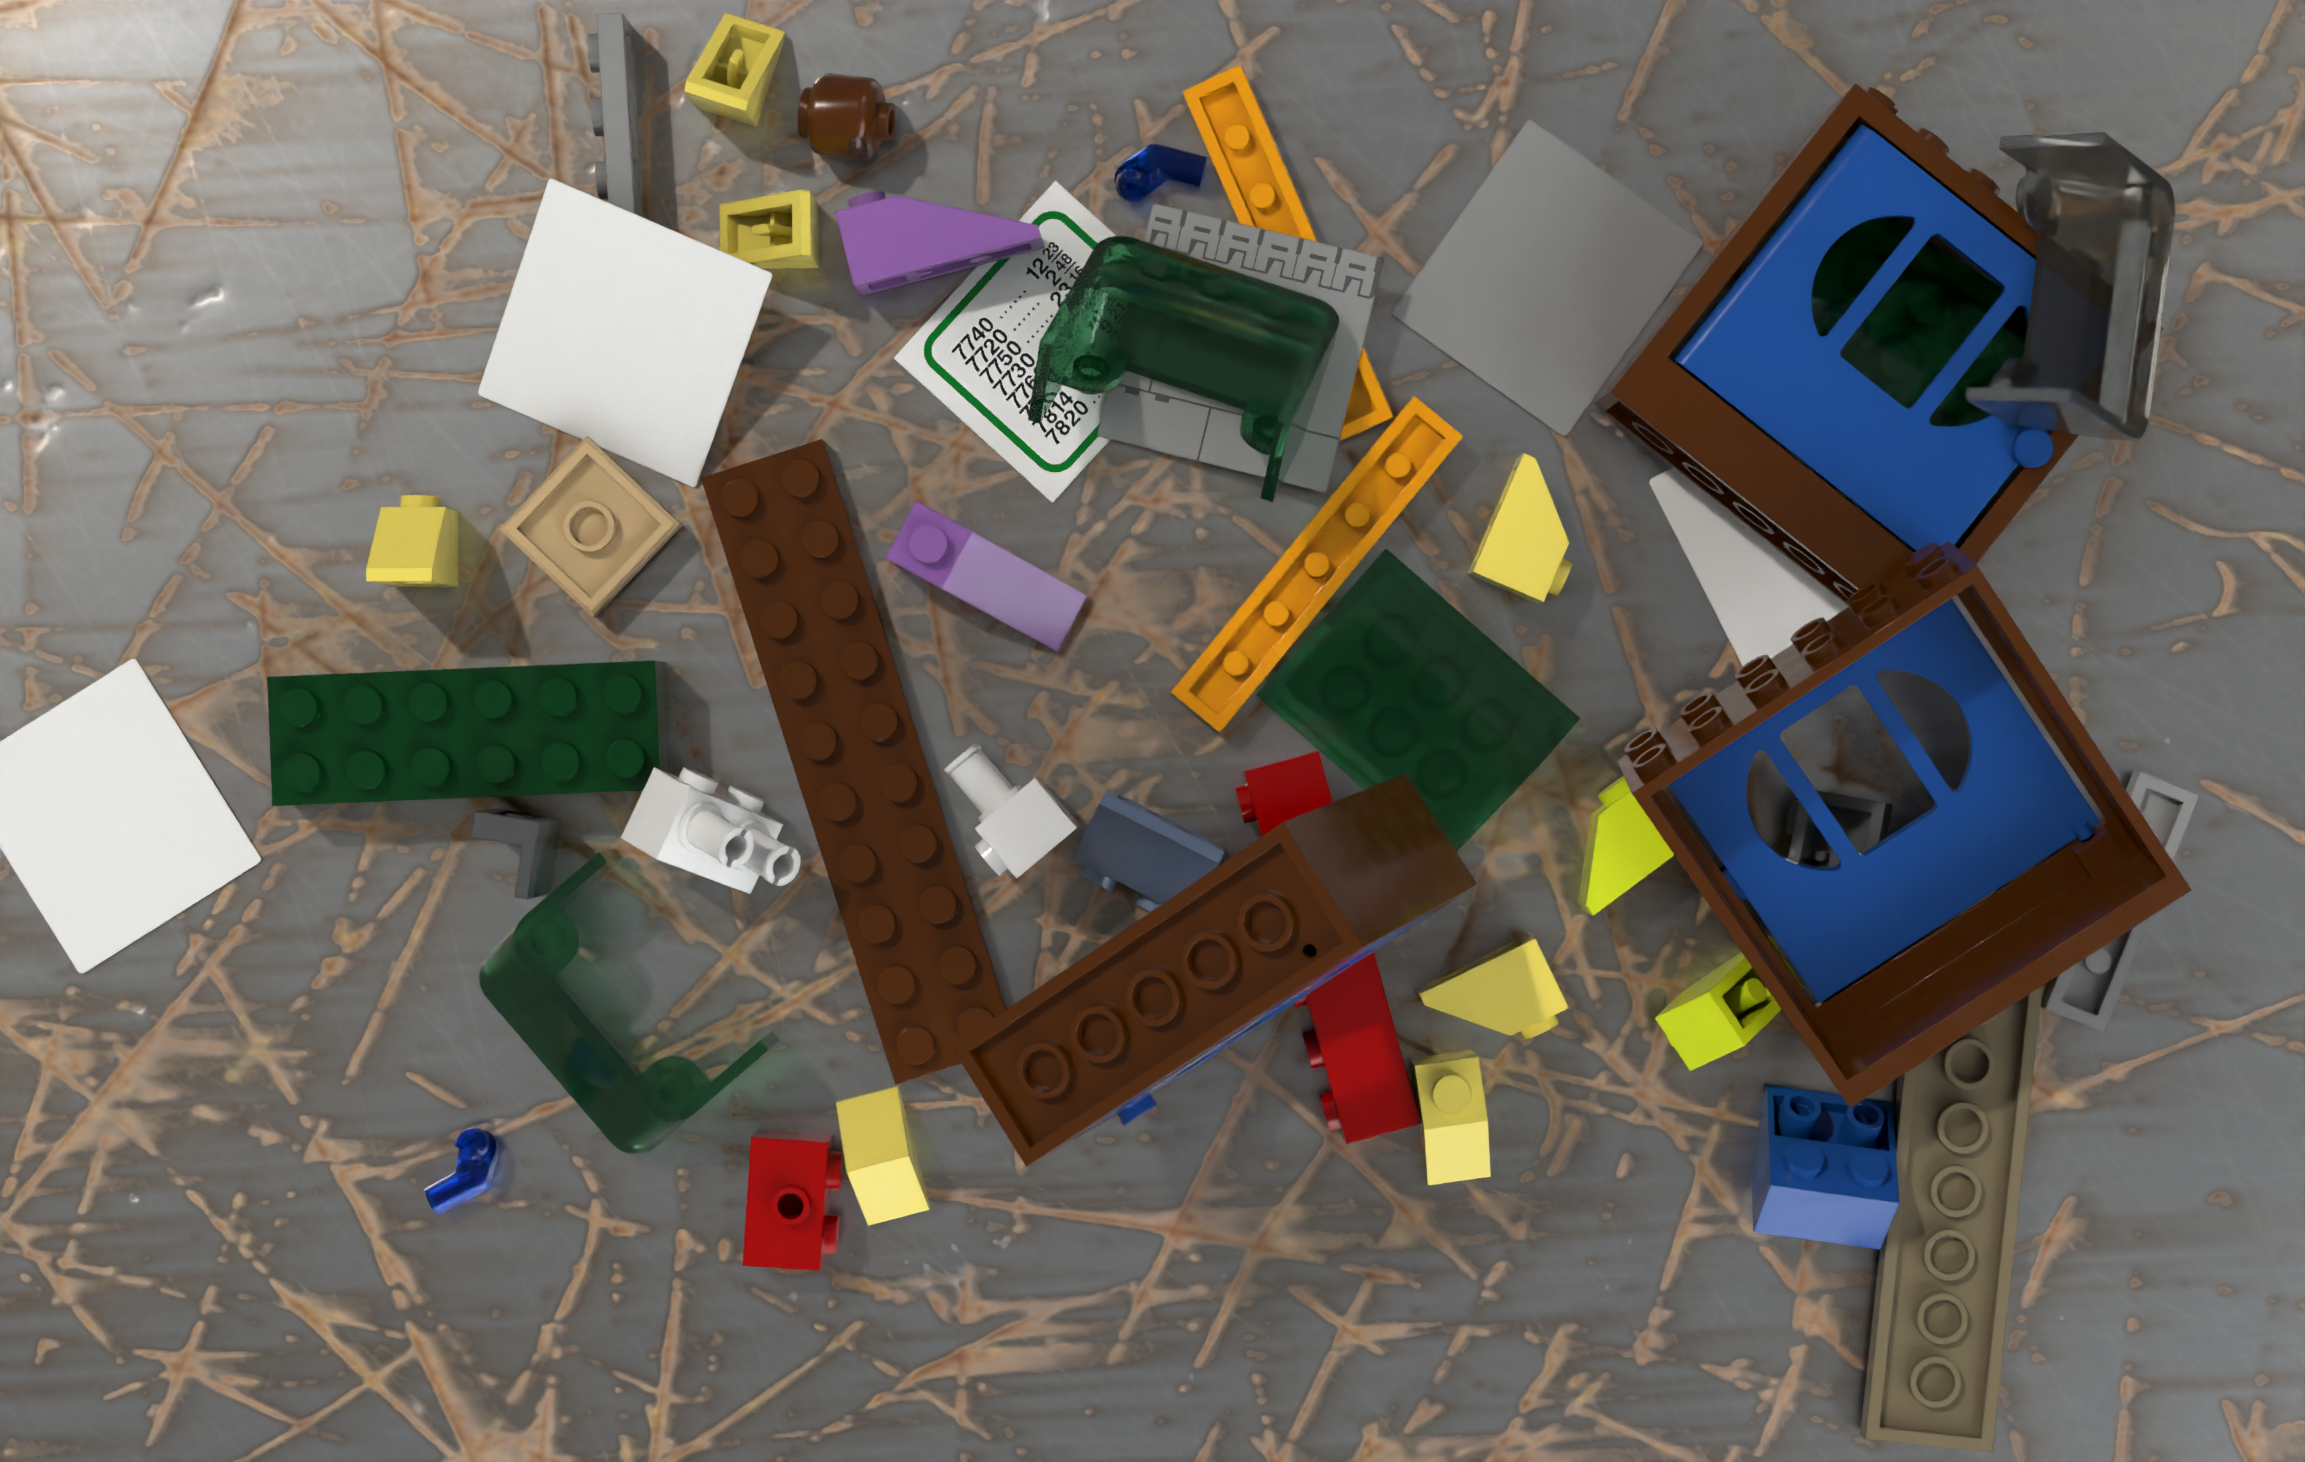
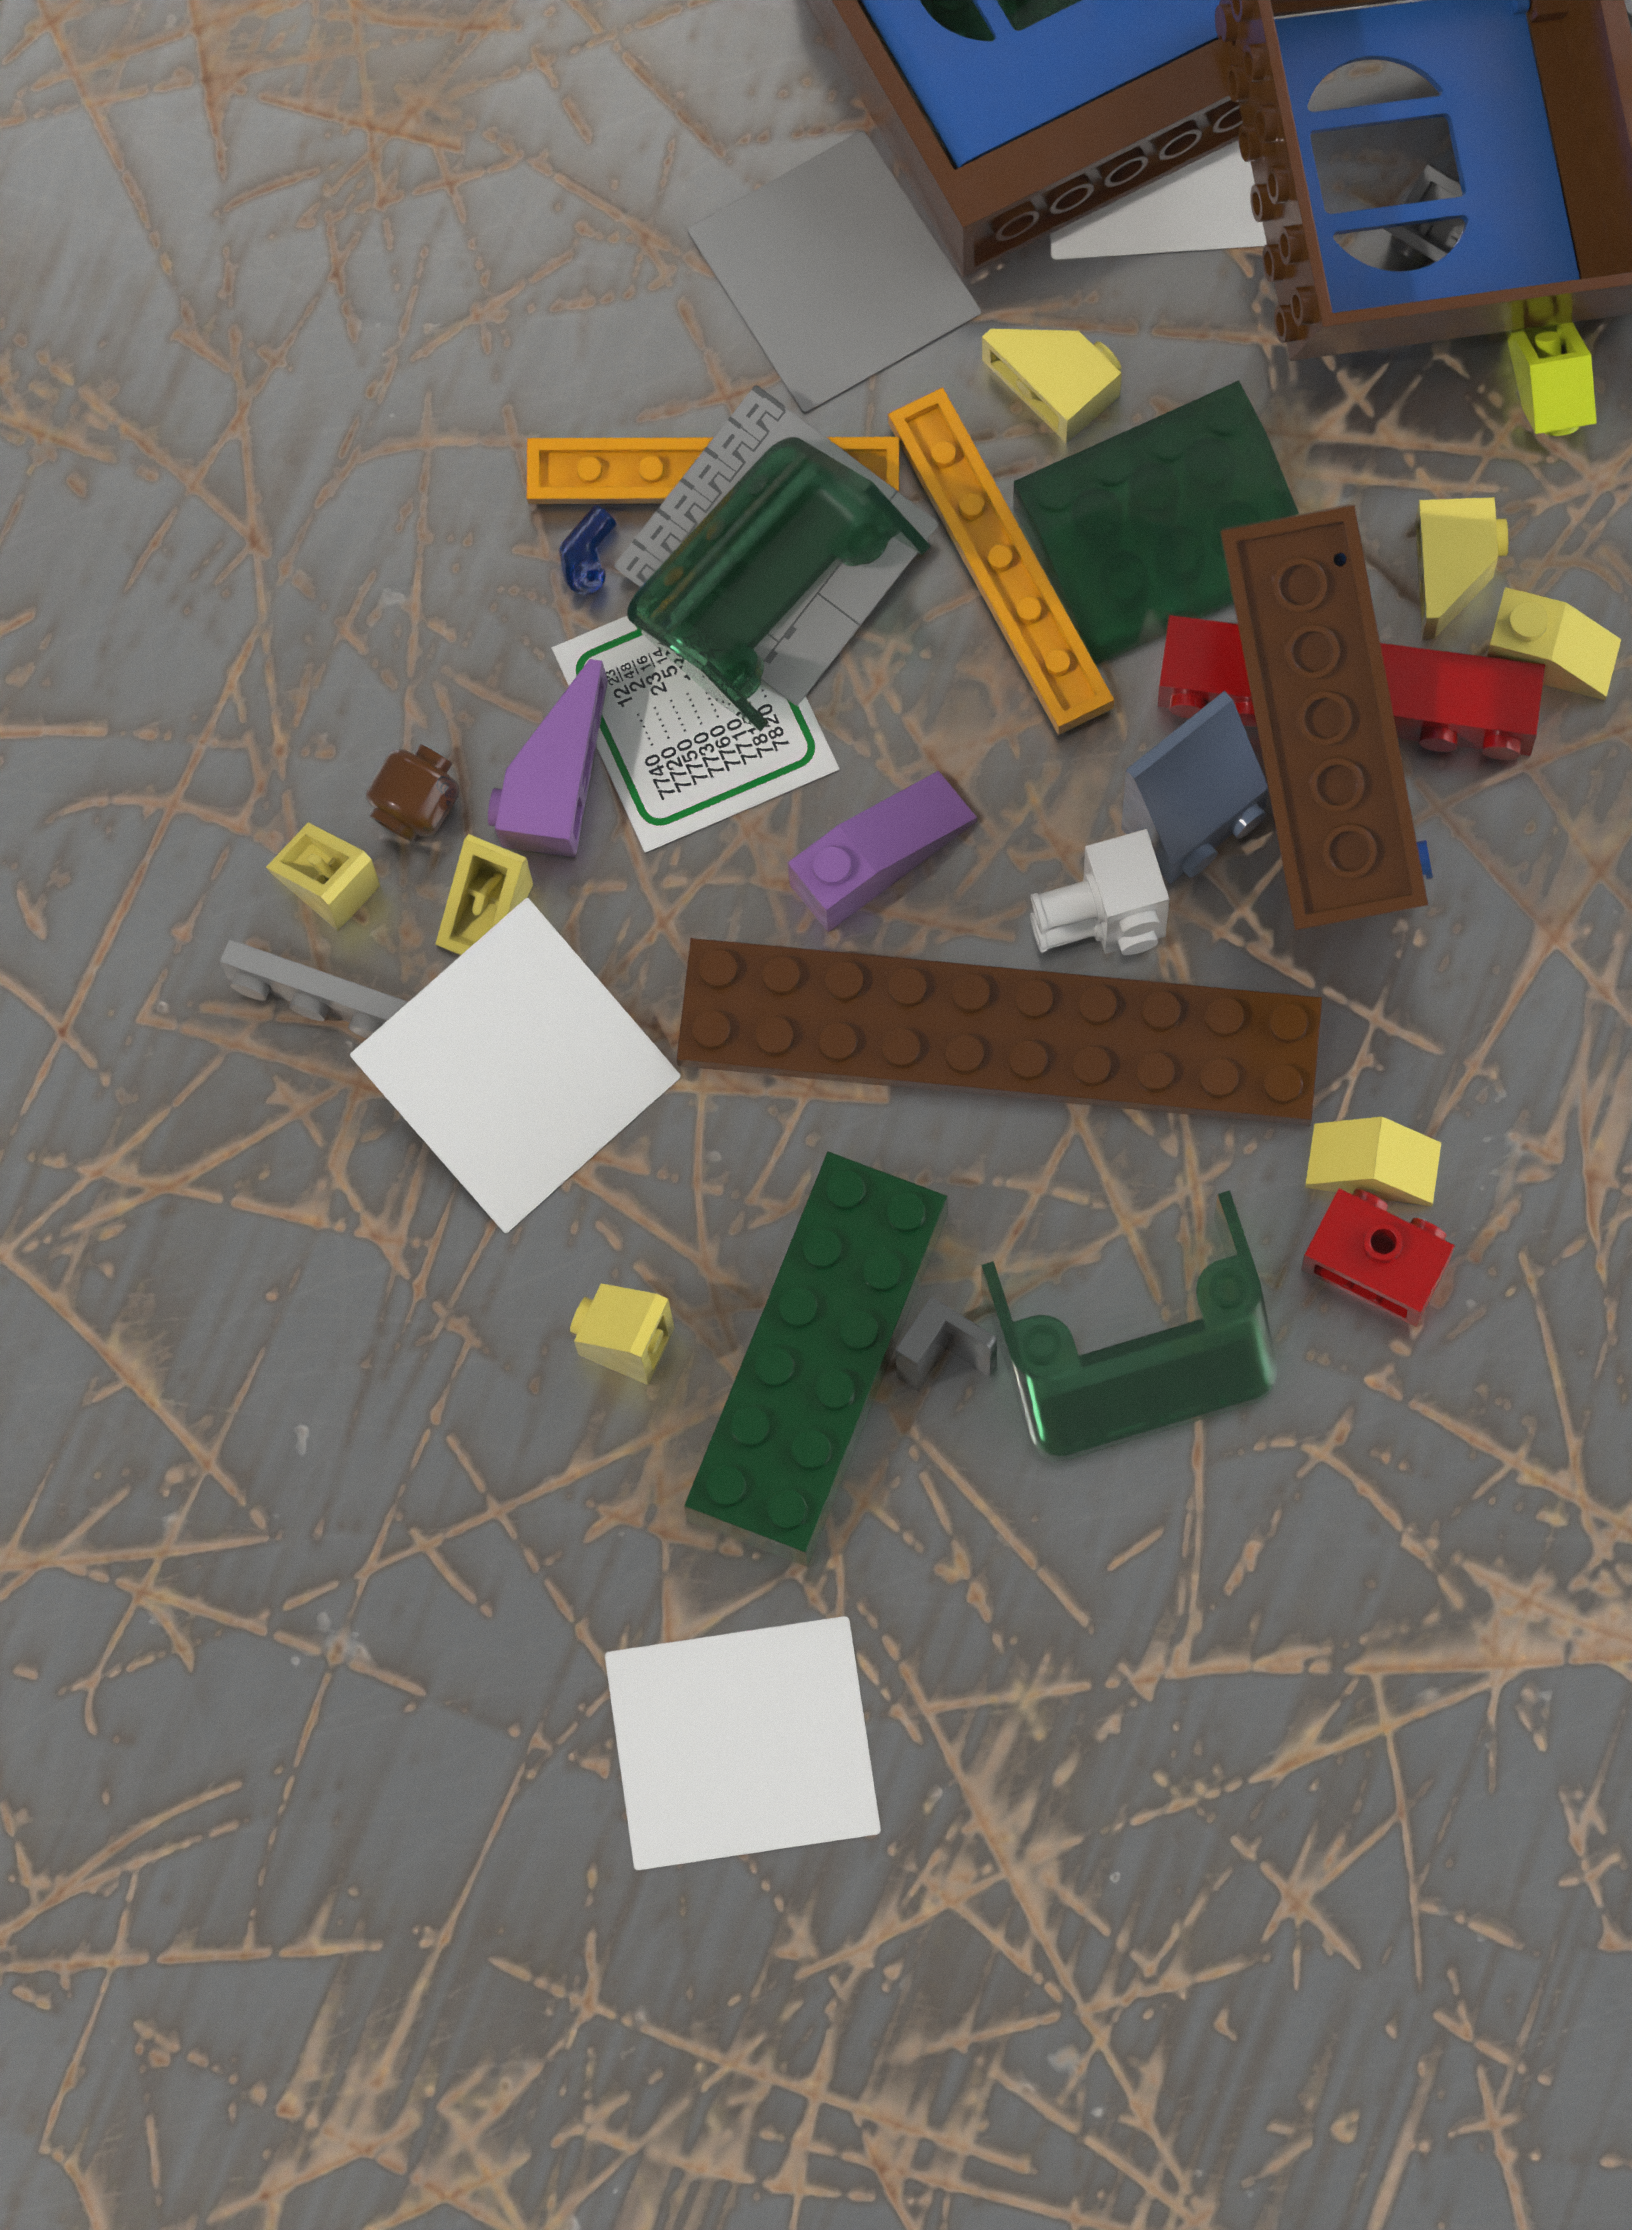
camera: 55 degrees left, 15 degrees down
(472, 1174) = (1226, 1540): clear blue arm -> none
(590, 527) = (676, 1176): tan plate -> none
(710, 832) = (1008, 1167): white brick -> none
(1619, 848) = (1367, 402): neon yellow slope -> none

